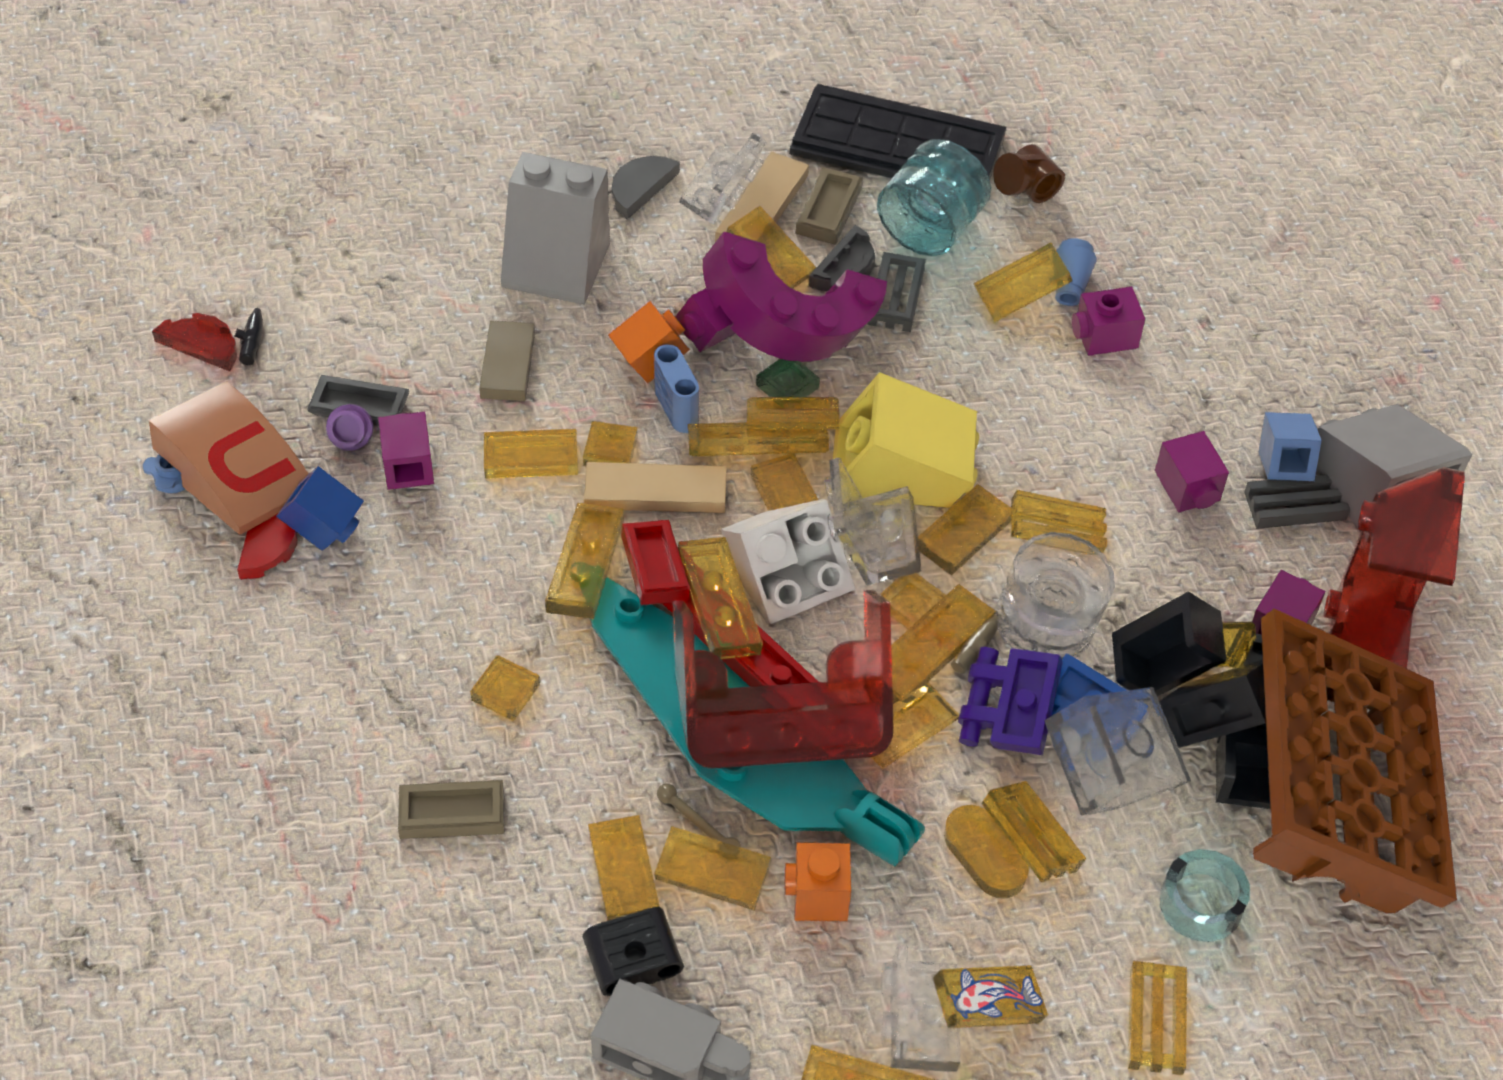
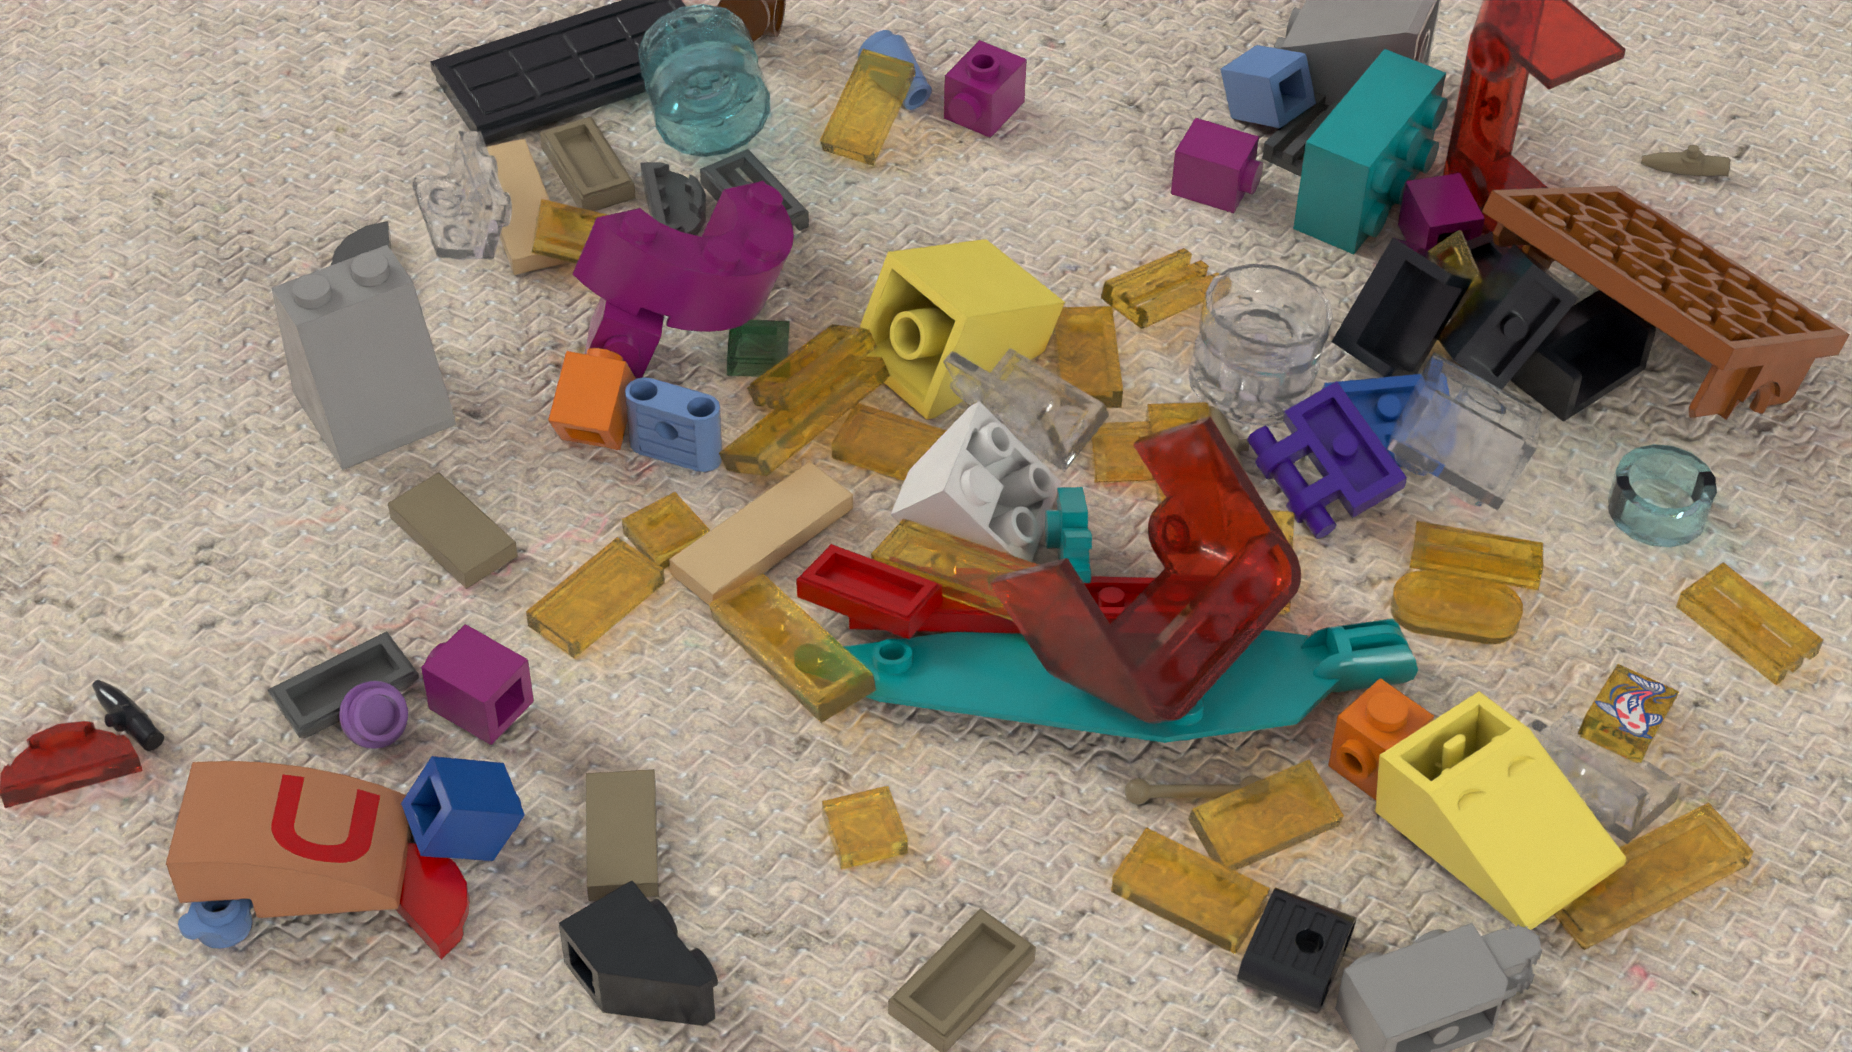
camera: 45 degrees left, 5 degrees down
(308, 653) = (635, 962): none -> black slope
(388, 588) = (621, 832): none -> dark tan tile
(802, 622) = (1068, 530): none -> teal plate
(825, 979) = (1495, 811): none -> light yellow slope
(1285, 527) = (1369, 150): none -> teal brick

